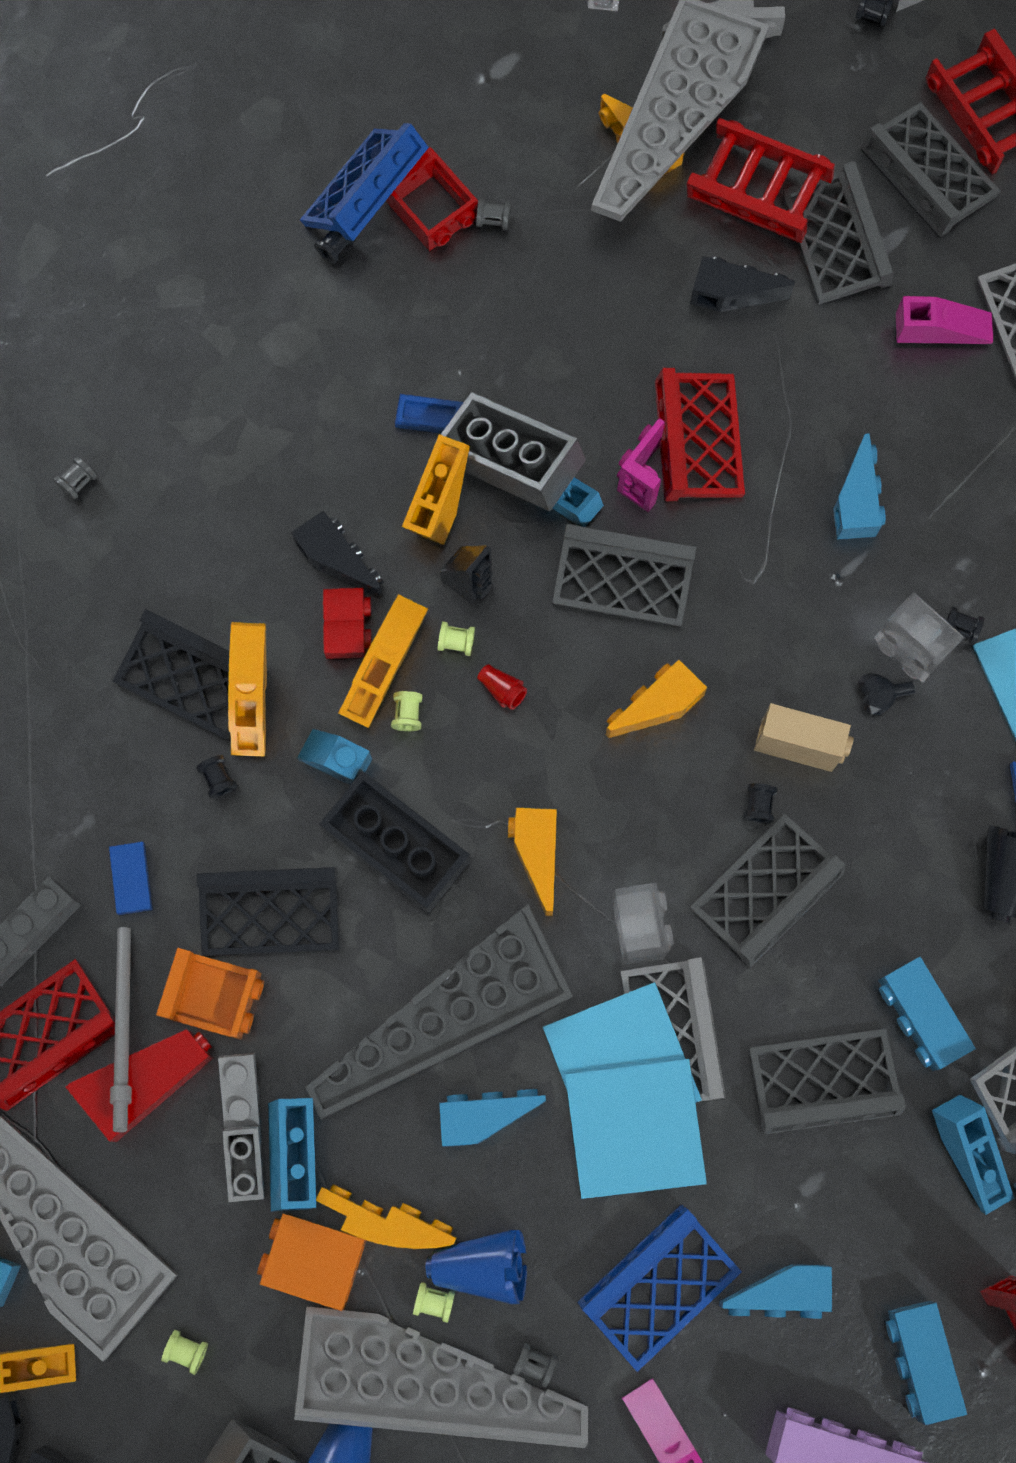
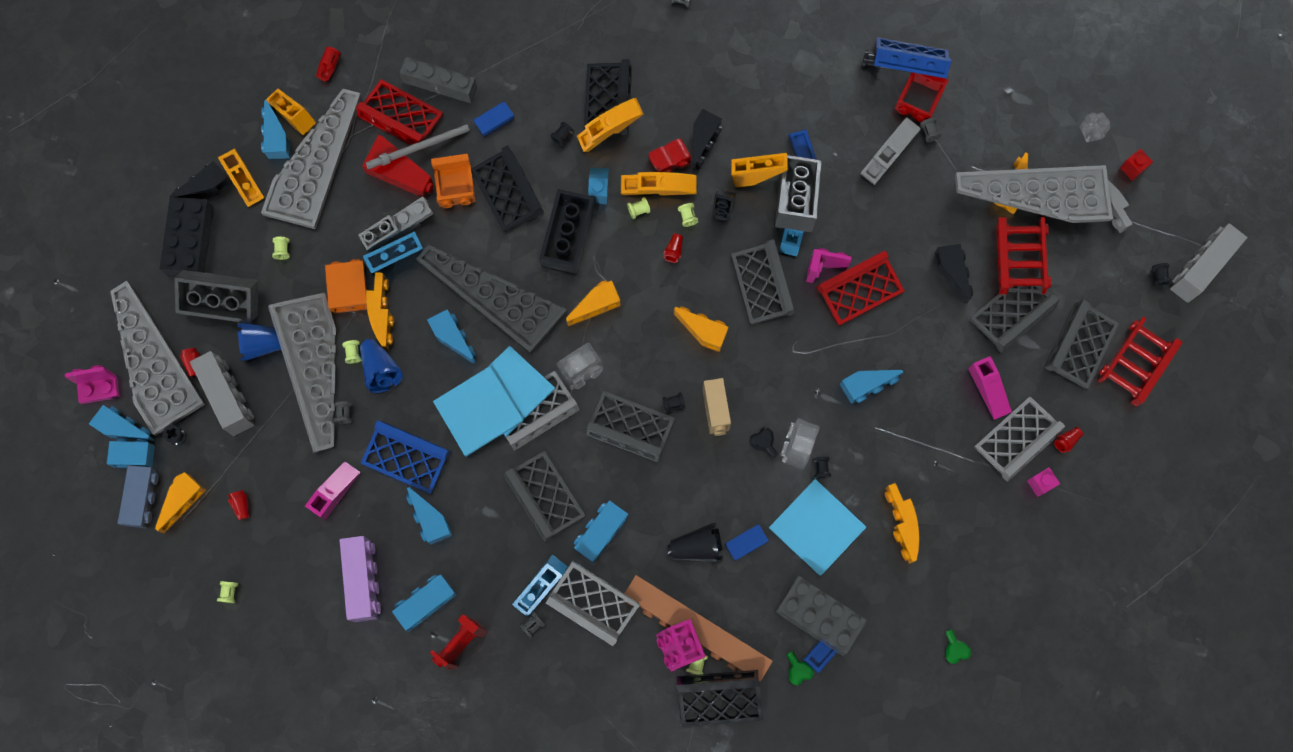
camera: 65 degrees right, 0 degrees up
(502, 285) = (890, 151): none -> light grey slope

